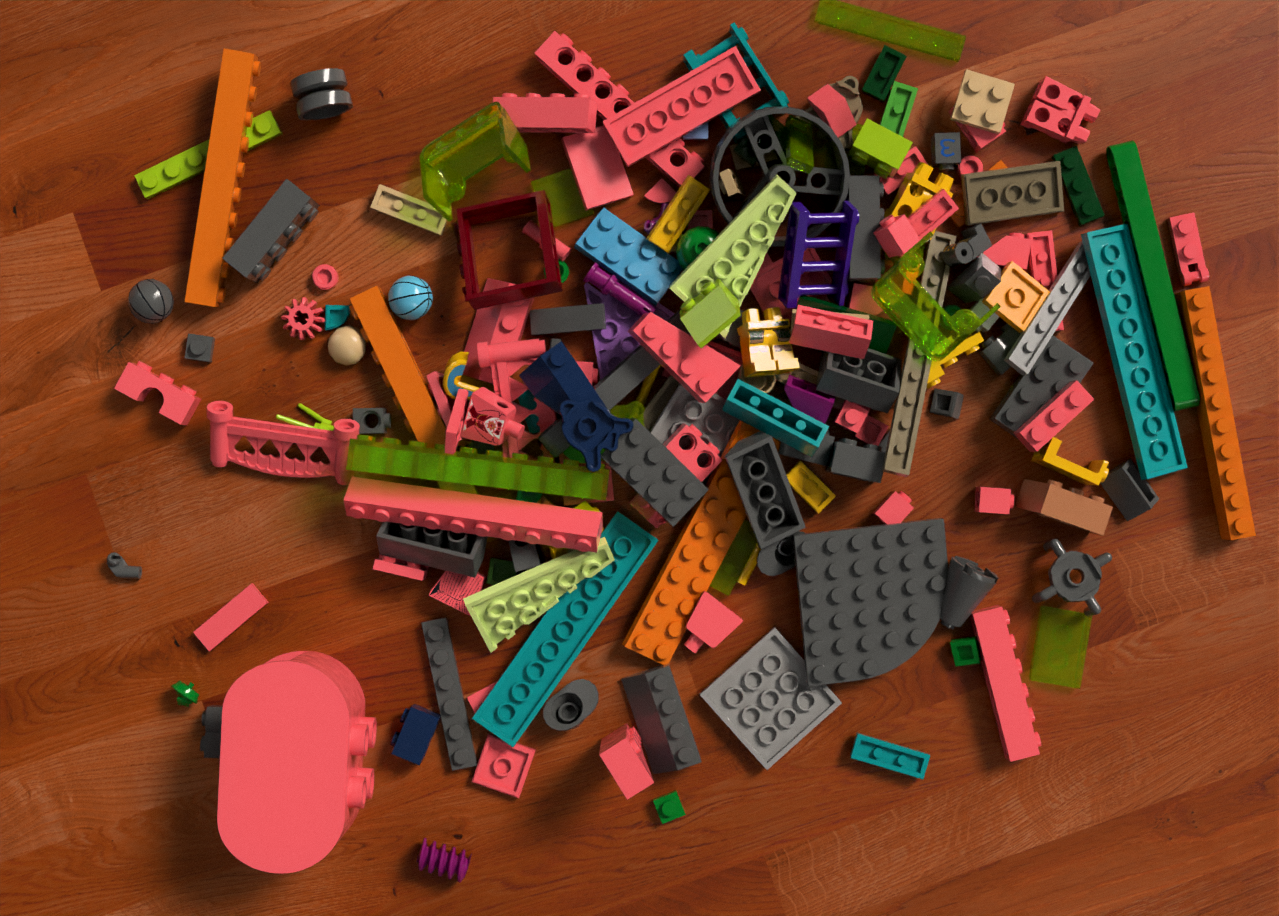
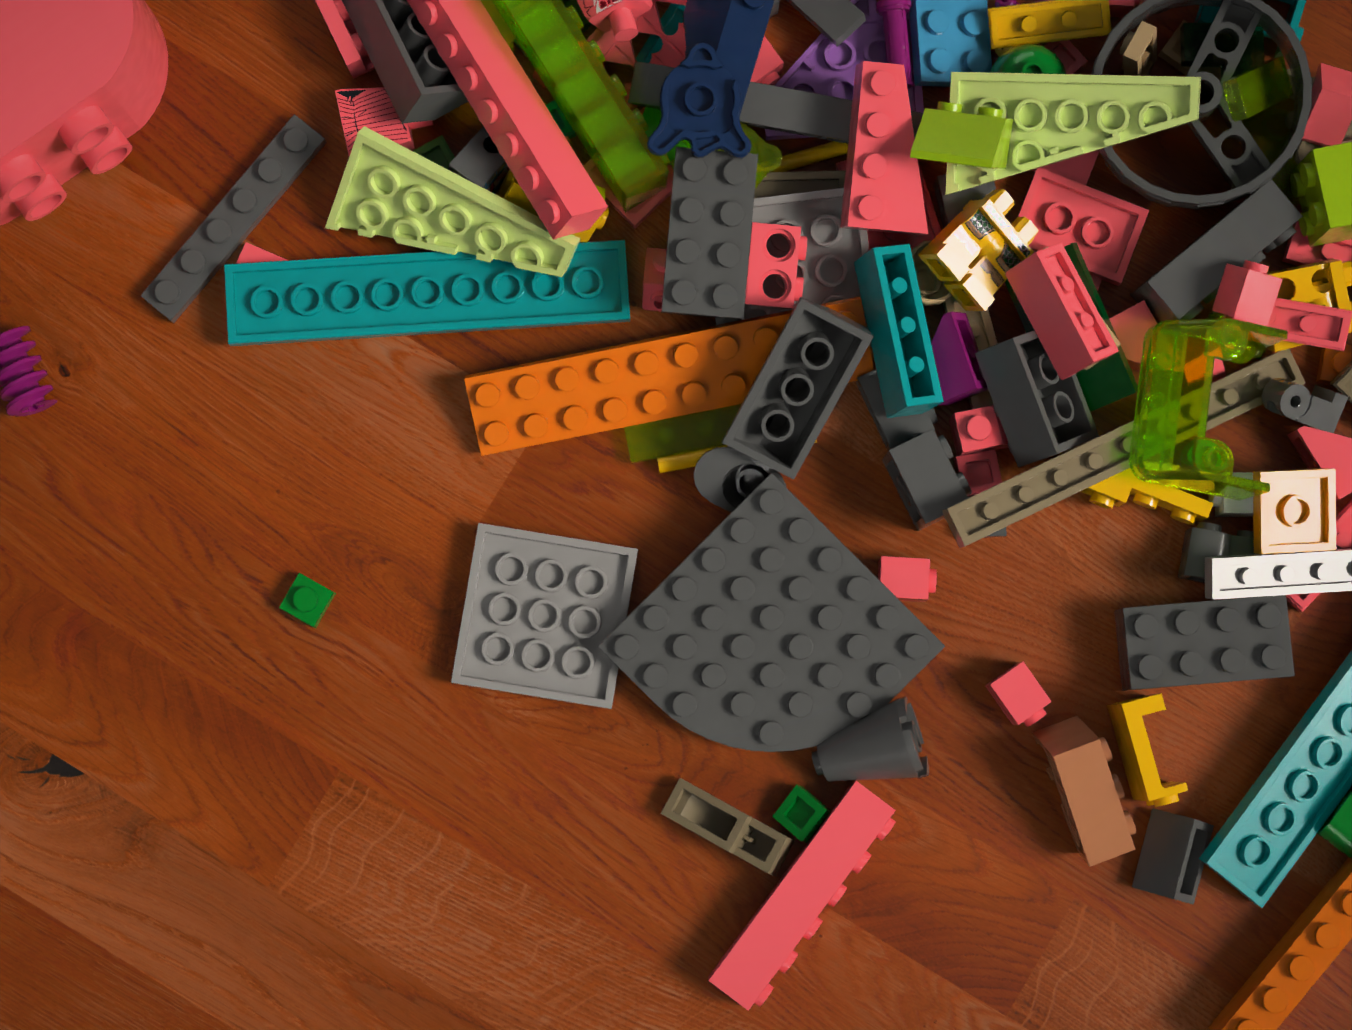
camera: 55 degrees right, 5 degrees down
(415, 734) = (150, 214): dark blue brick -> none
(503, 766) = (196, 355): coral tile -> none
(571, 705) = (336, 373): dark grey piece -> none
(625, 760) = (322, 479): coral wedge -> none
(661, 719) = (411, 501): dark grey slope -> none
(710, 623) = (578, 464): coral torso -> none
(797, 243) = (1138, 179): dark purple fence -> none
(809, 487) = (846, 452): yellow plate -> none
(890, 755) = (593, 825): teal plate -> none
(943, 692) = (727, 827): none -> dark tan slope
(946, 403) = (1090, 541): dark grey slope -> none
(976, 280) = (1273, 447): dark grey slope -> none
(1053, 416) = (1188, 673): coral brick -> none
(1060, 581) = (984, 871): dark grey plate -> none
(1060, 647) = (904, 931): clear neon green tile -> none

